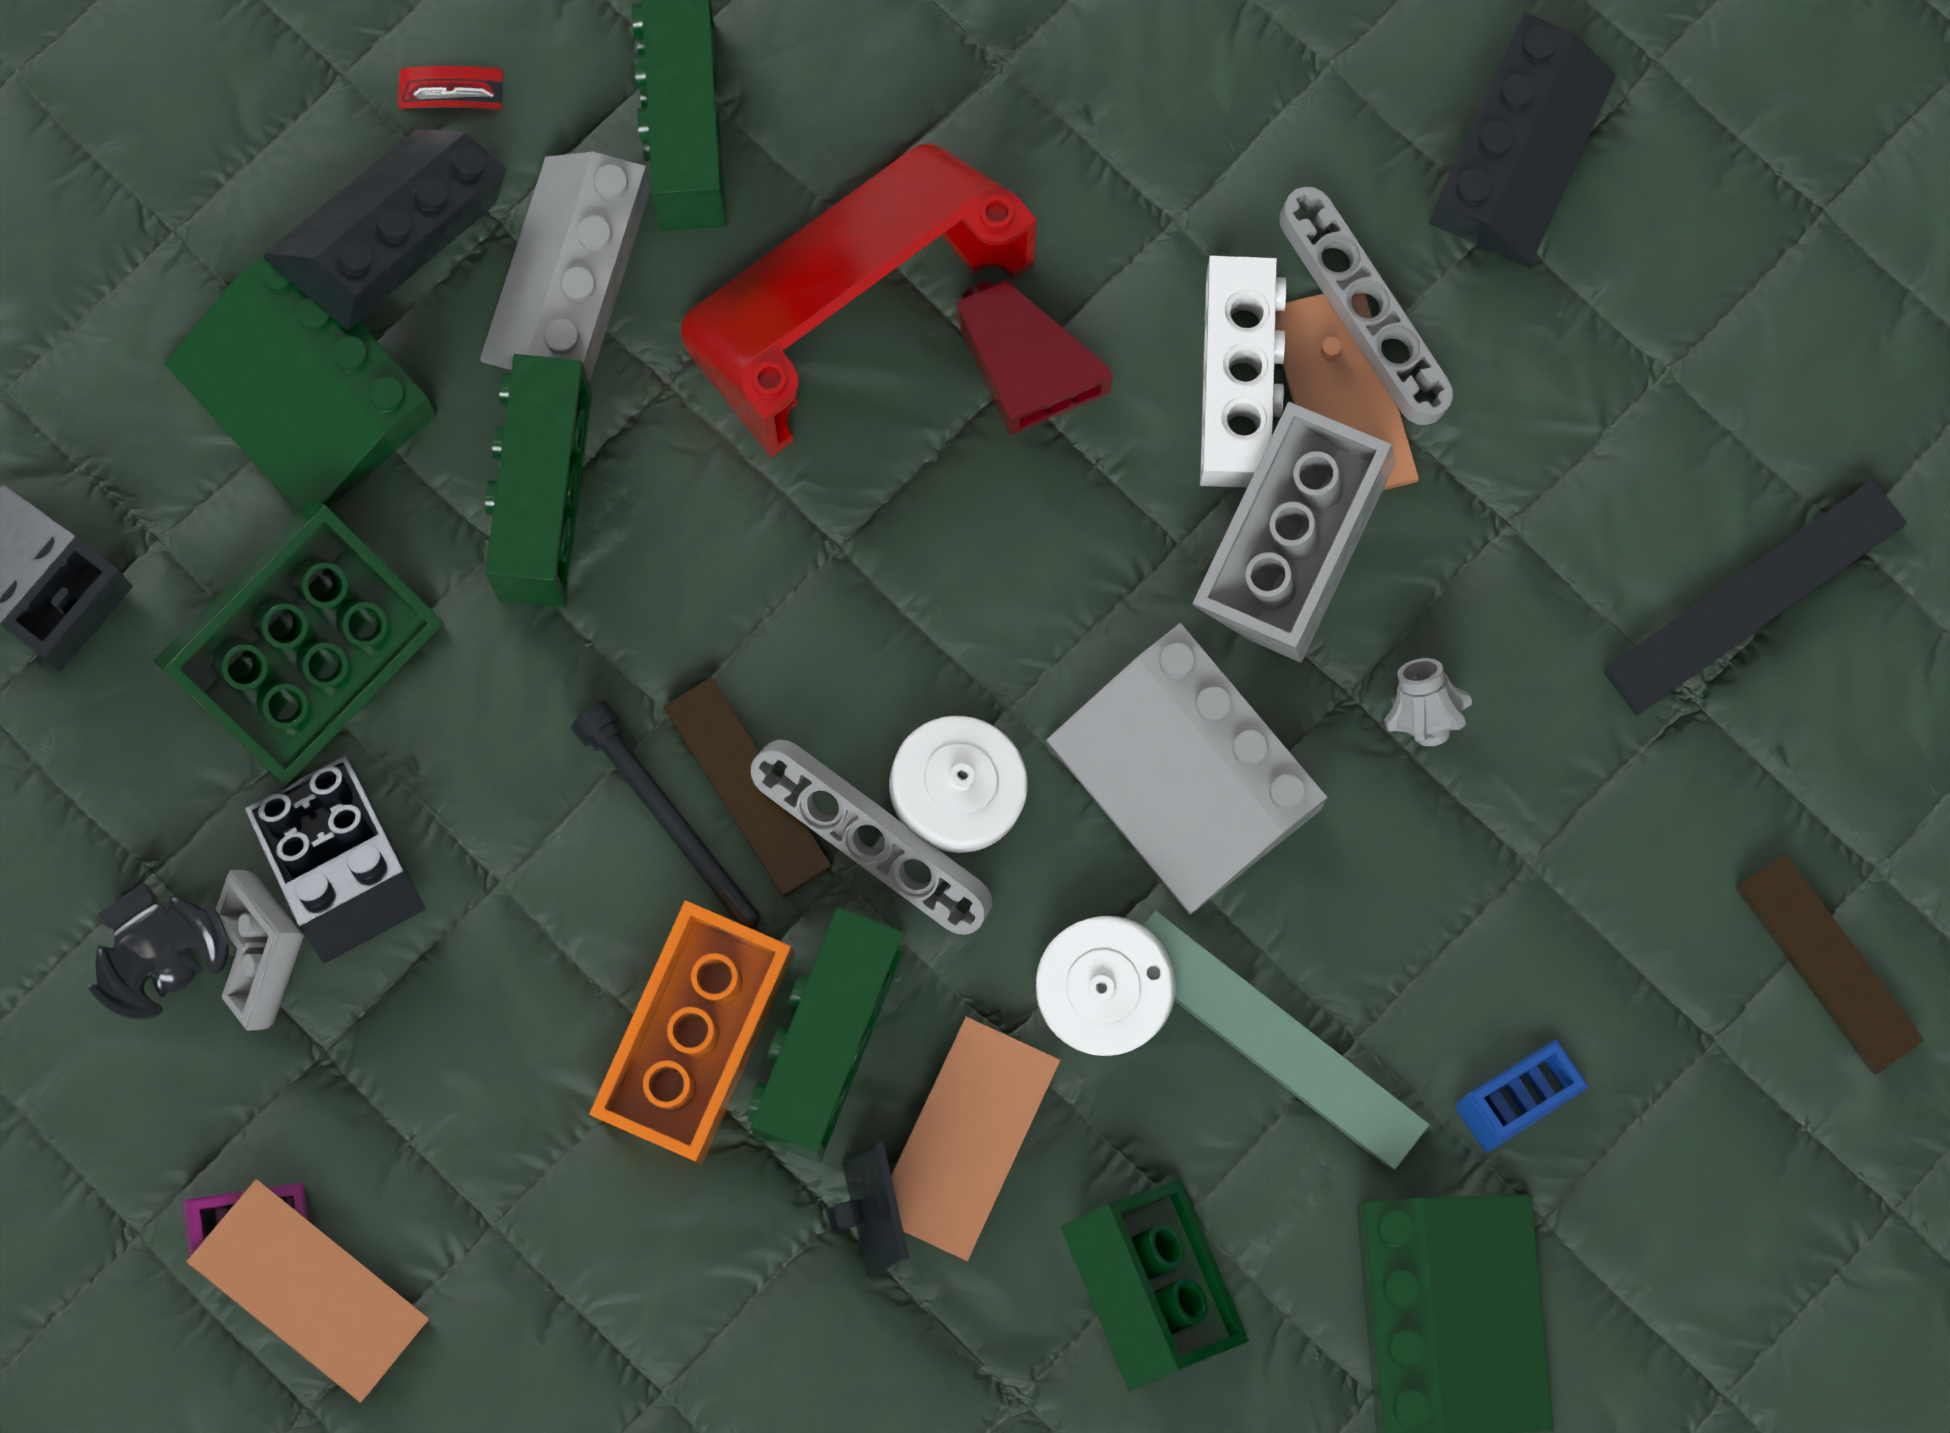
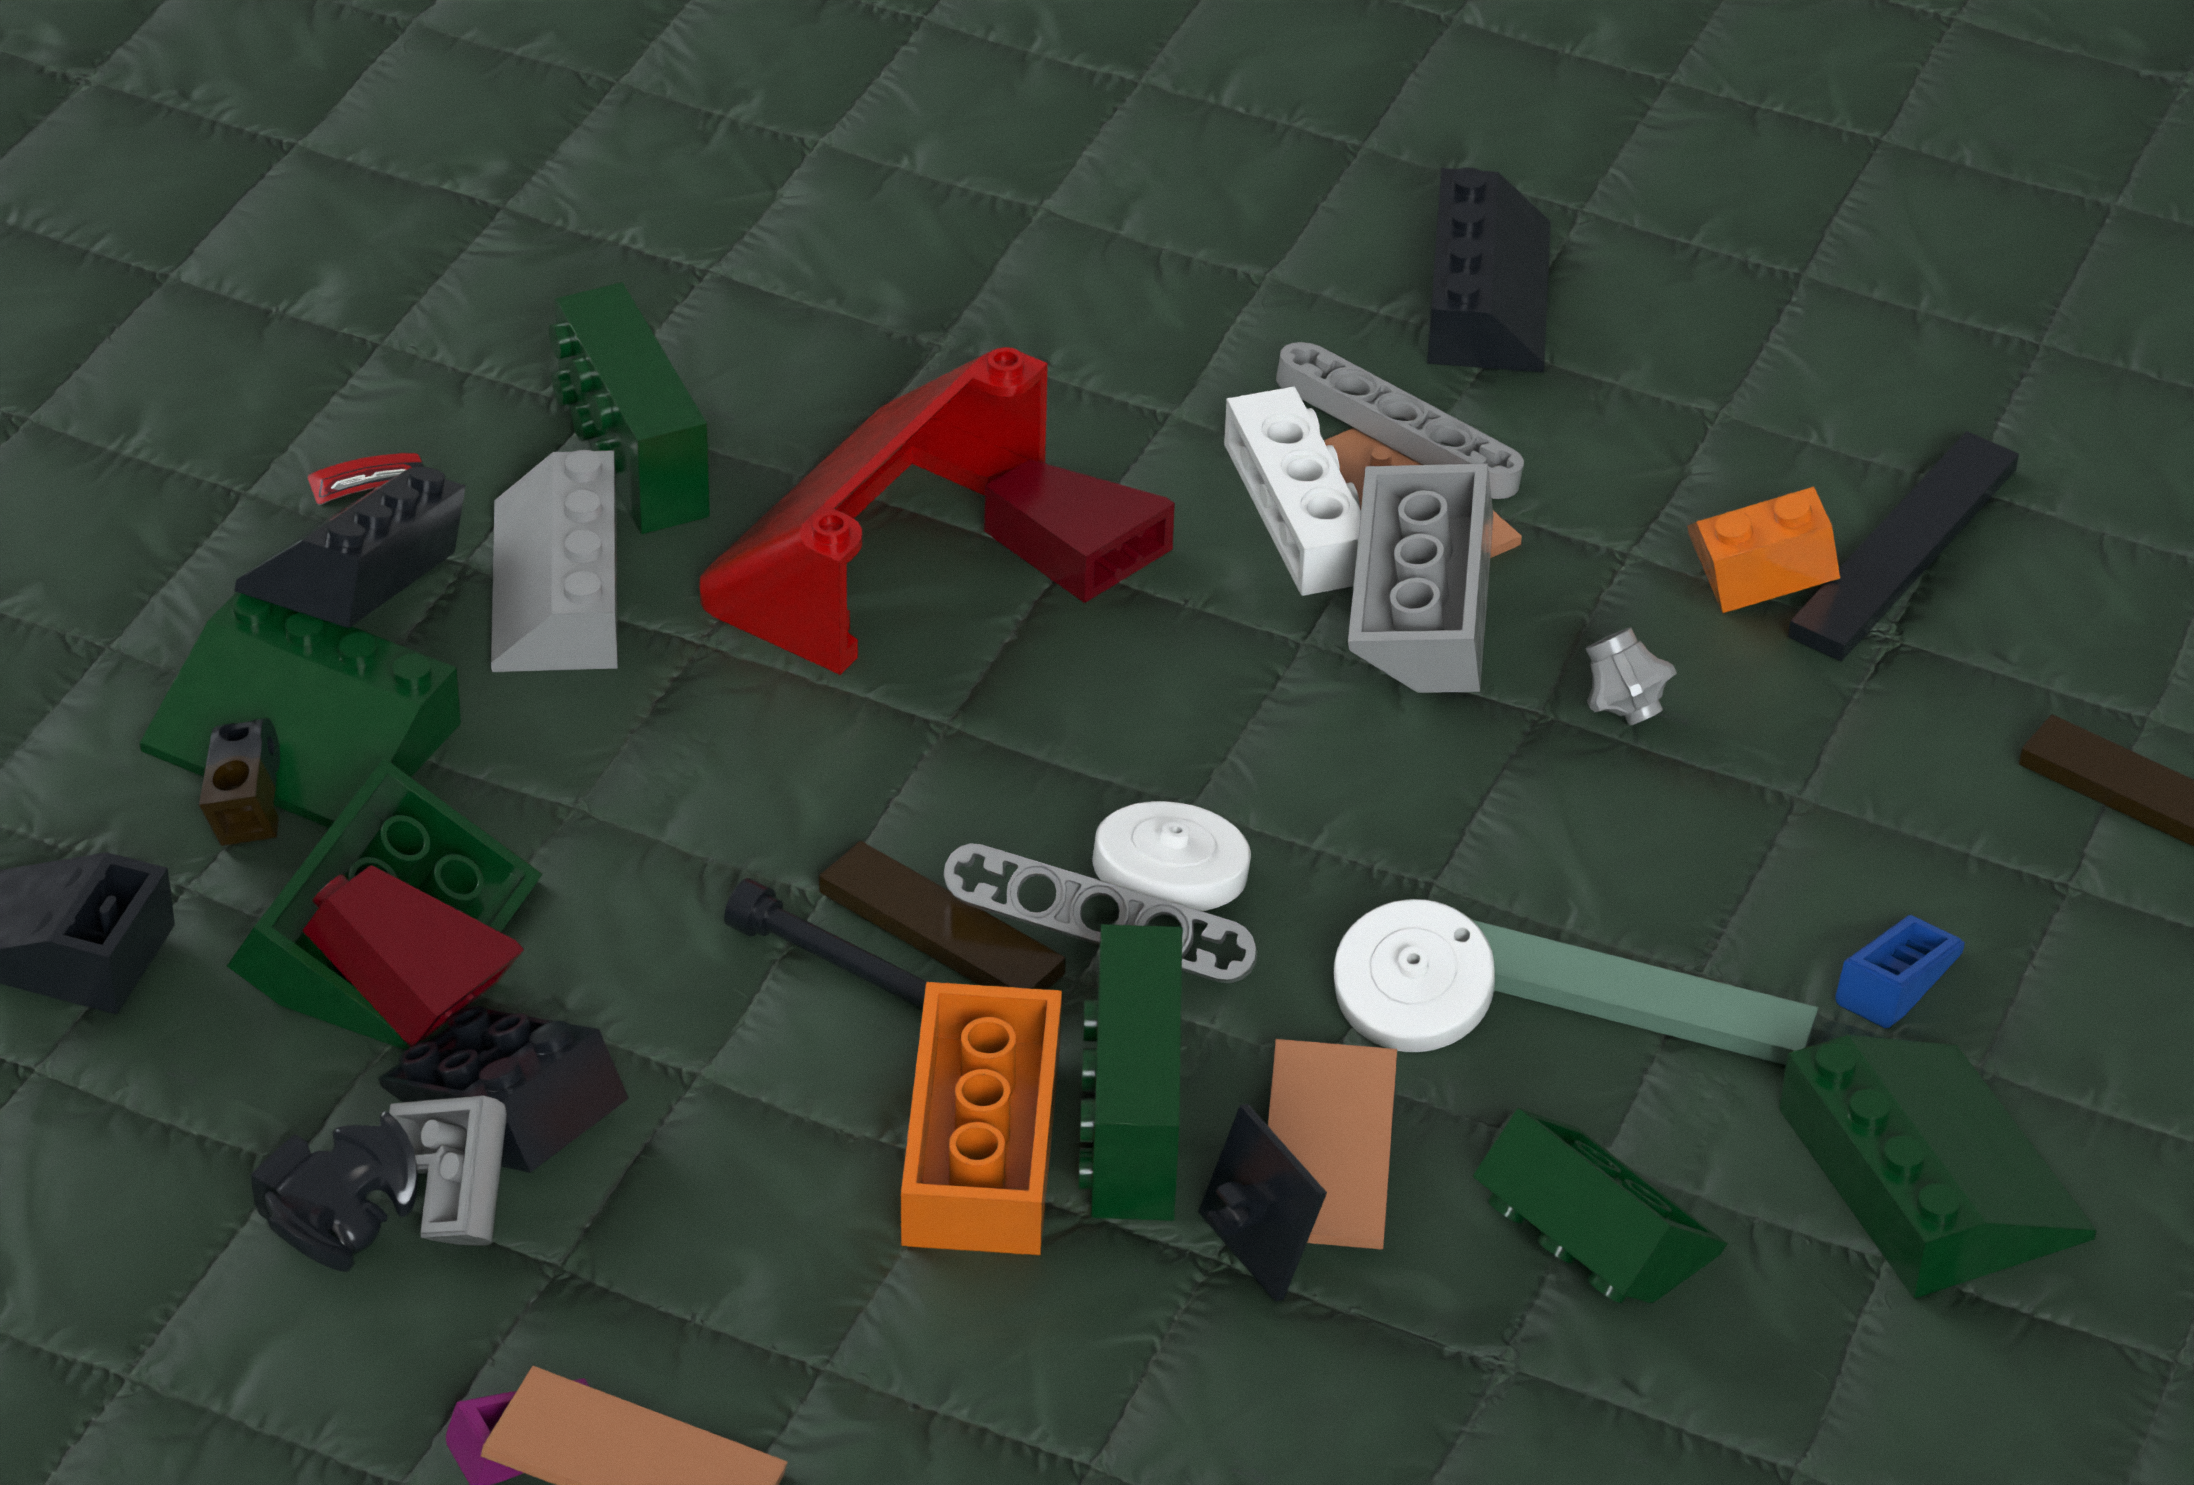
camera: 20 degrees left, 35 degrees down
(223, 452) = (241, 782): none -> dark brown leg
(289, 717) = (407, 950): none -> dark red slope
(537, 479) = (604, 711): dark green brick -> none
(1186, 769) = (1409, 788): light grey slope -> none
(1619, 572) = (1766, 549): none -> orange slope

